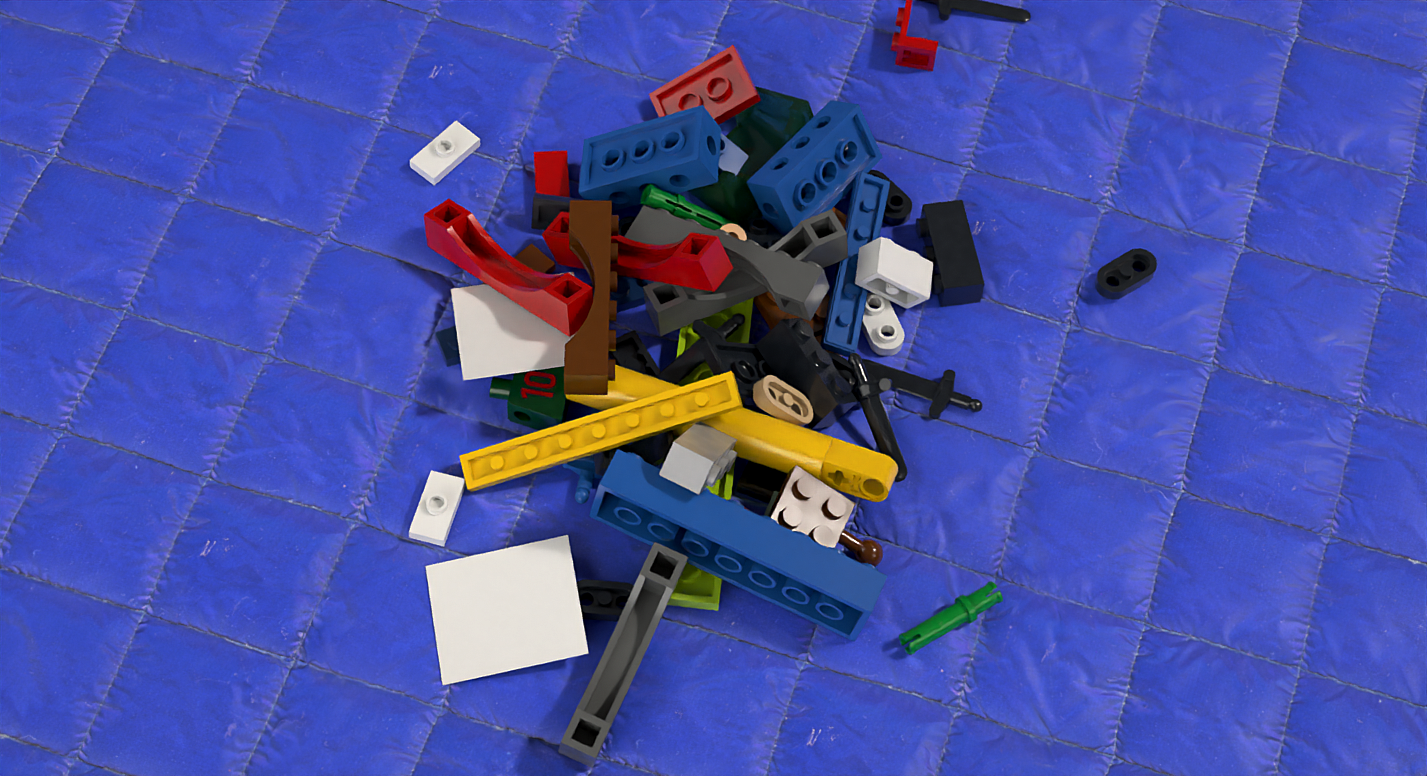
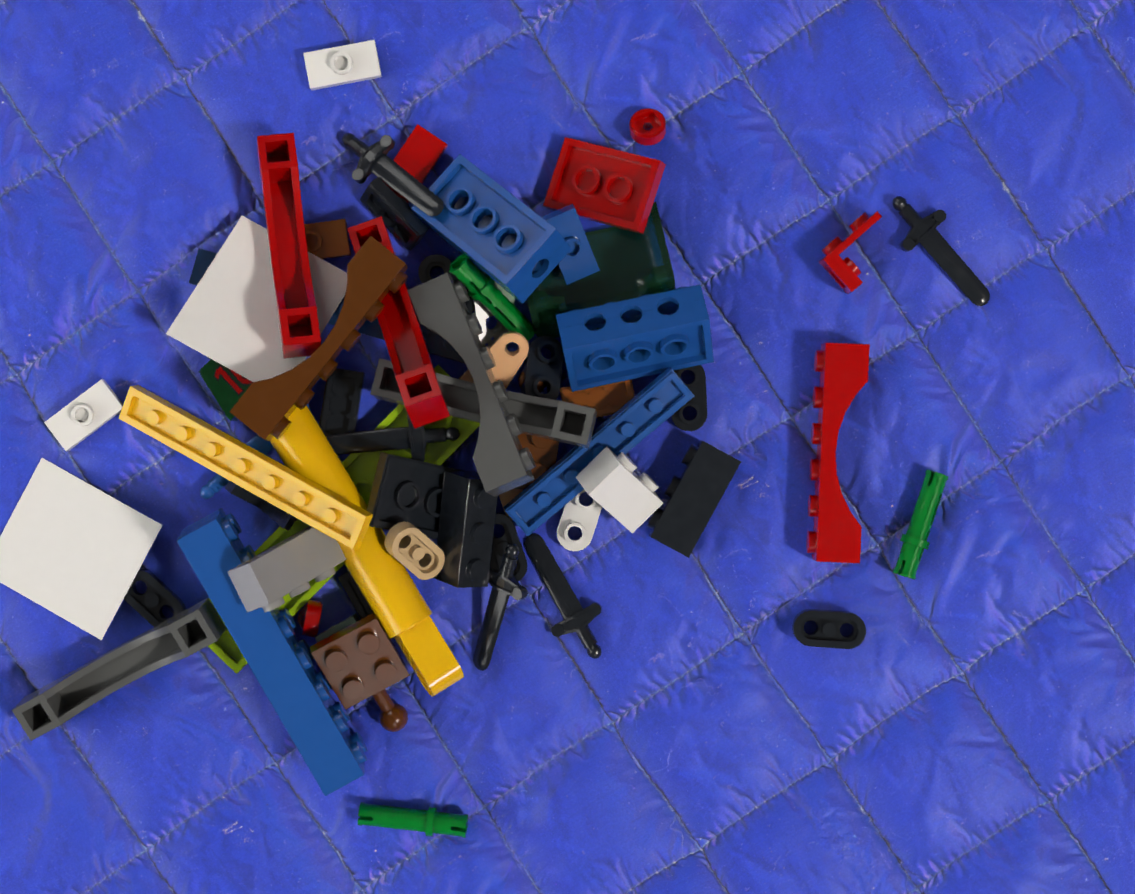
camera: 40 degrees right, 30 degrees up
(522, 188) = (375, 160): none -> black sword
(700, 51) = (647, 126): none -> red tile
(1064, 204) = (835, 529): none -> red arch
(1127, 178) = (920, 525): none -> green pin

